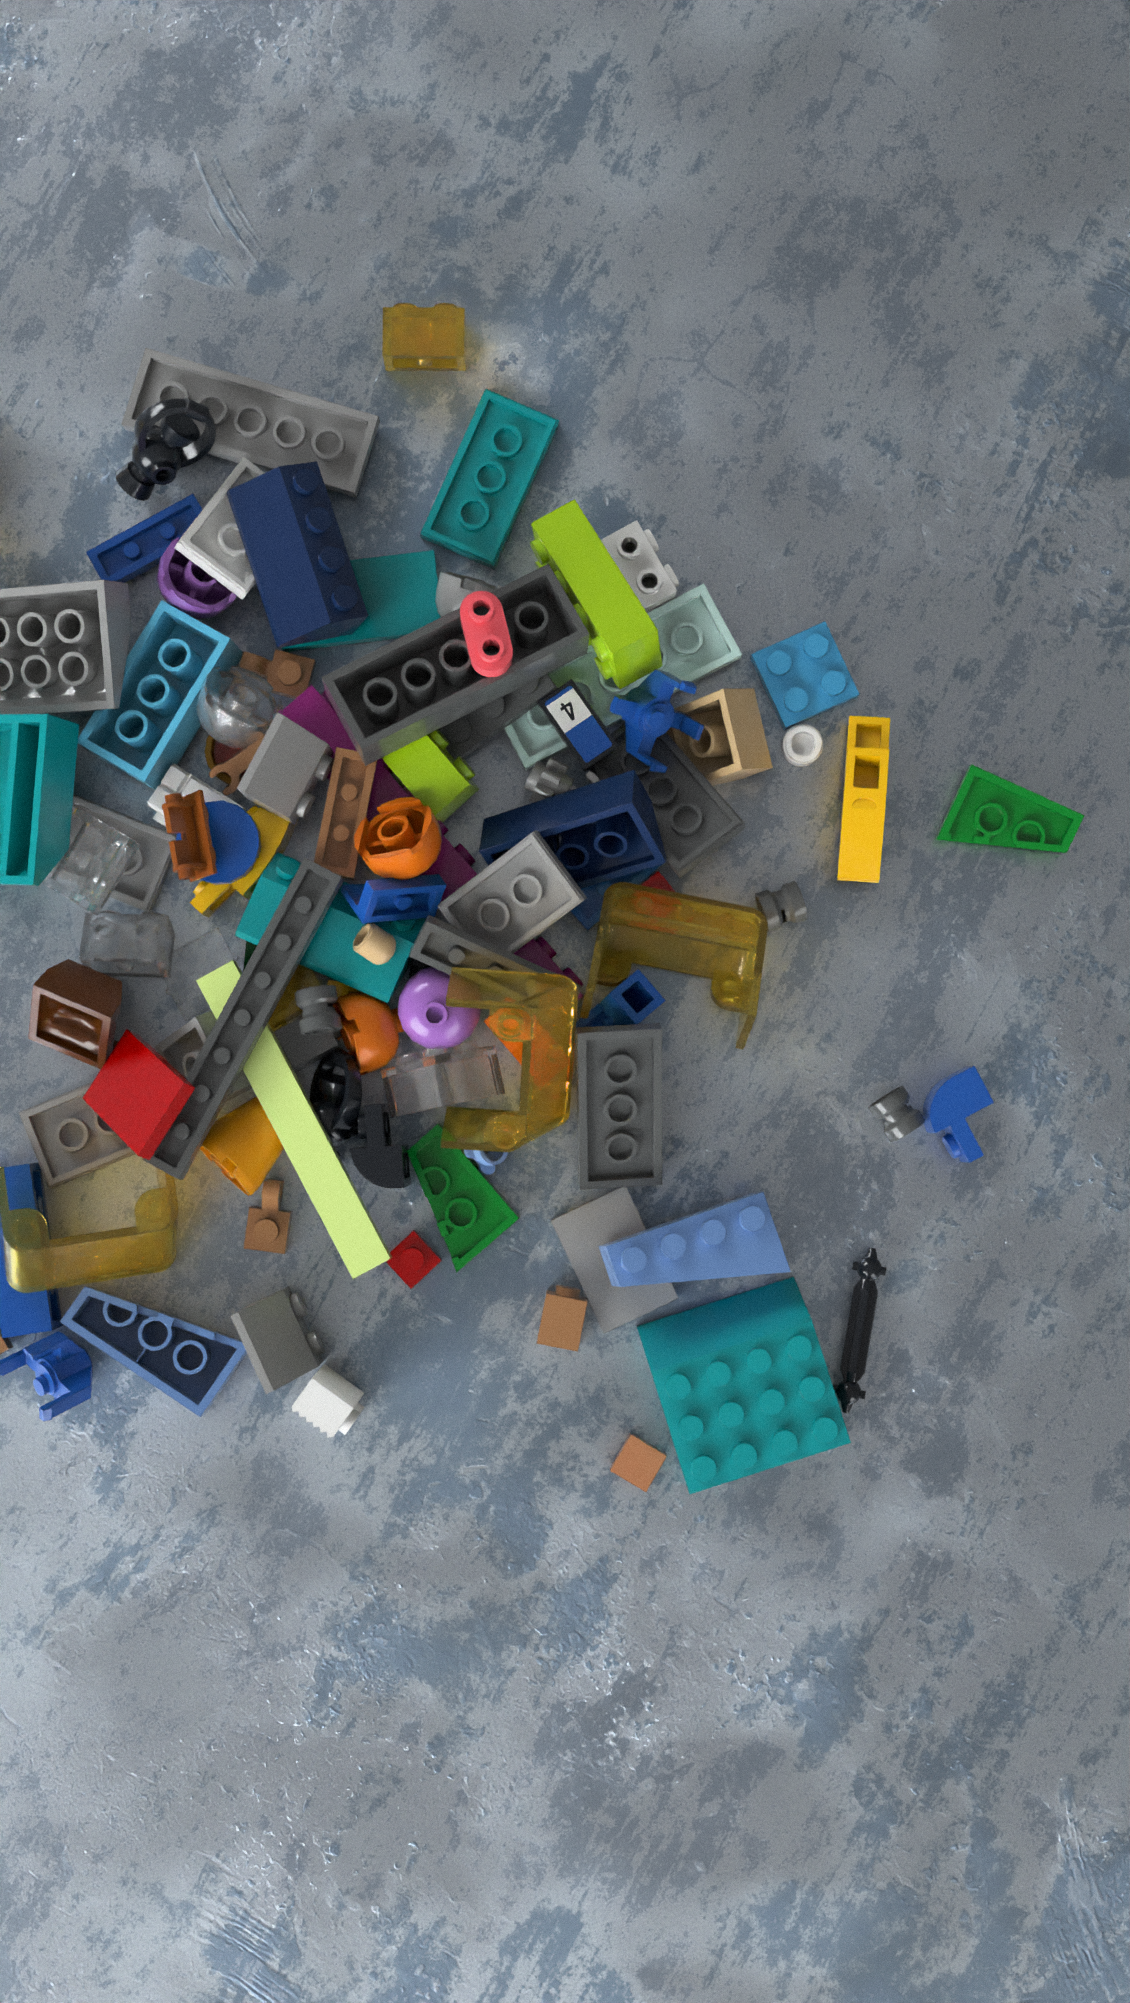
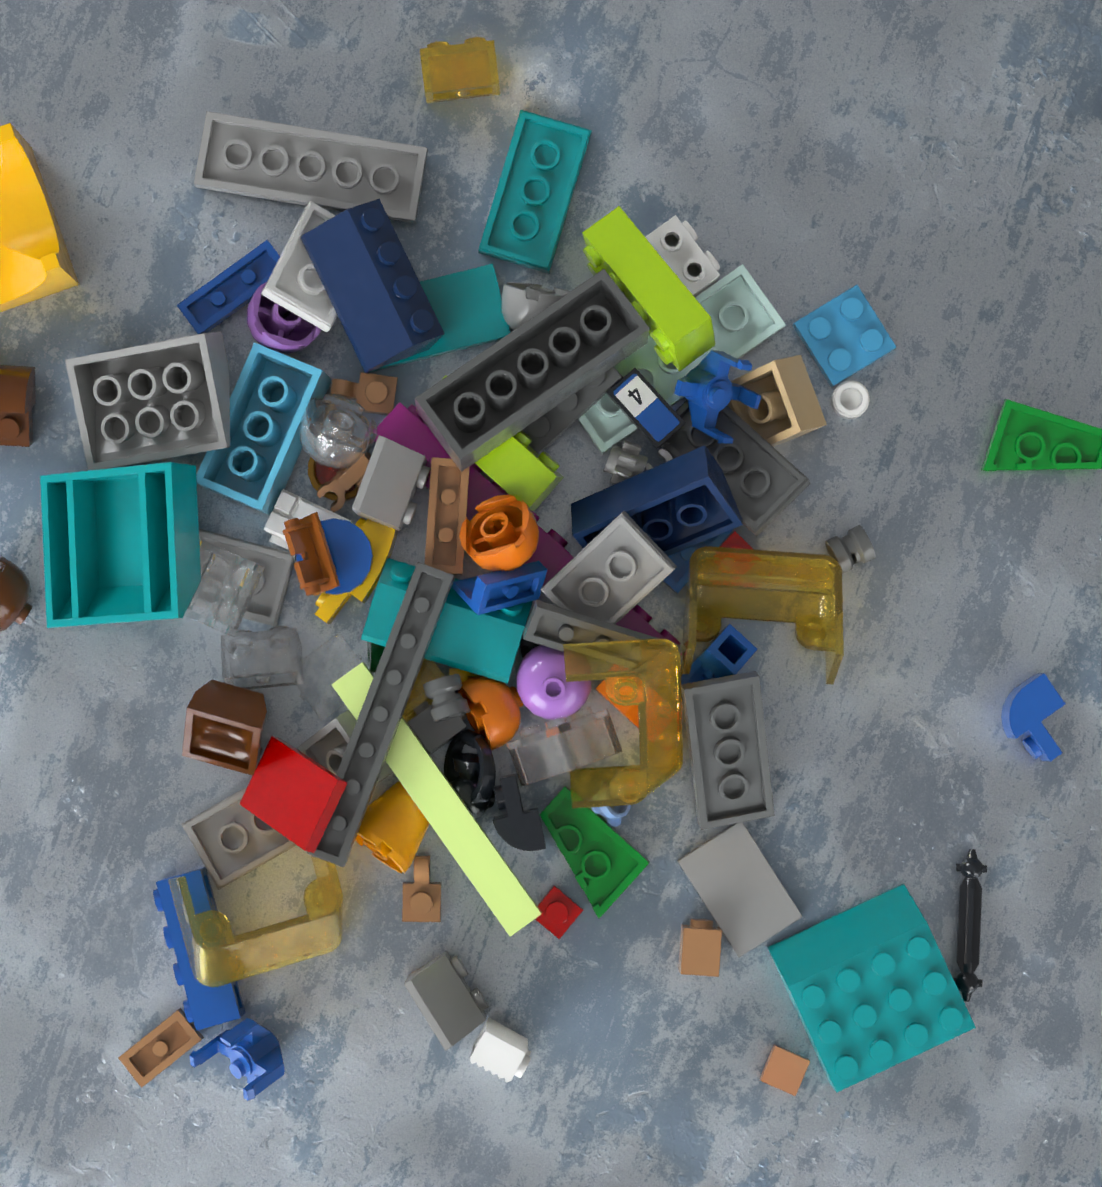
camera: 10 degrees left, 0 degrees up
(166, 1351) = (344, 1022): medium blue wedge -> none
(167, 447) = (236, 206): black piece -> none
(374, 944) = (489, 631): tan piece -> none
(485, 632) = (556, 339): coral plate -> none
(708, 1244) = (823, 865): medium blue wedge -> none
(864, 799) = (913, 442): yellow slope -> none
(898, 1116) = (981, 728): dark grey wheel -> none

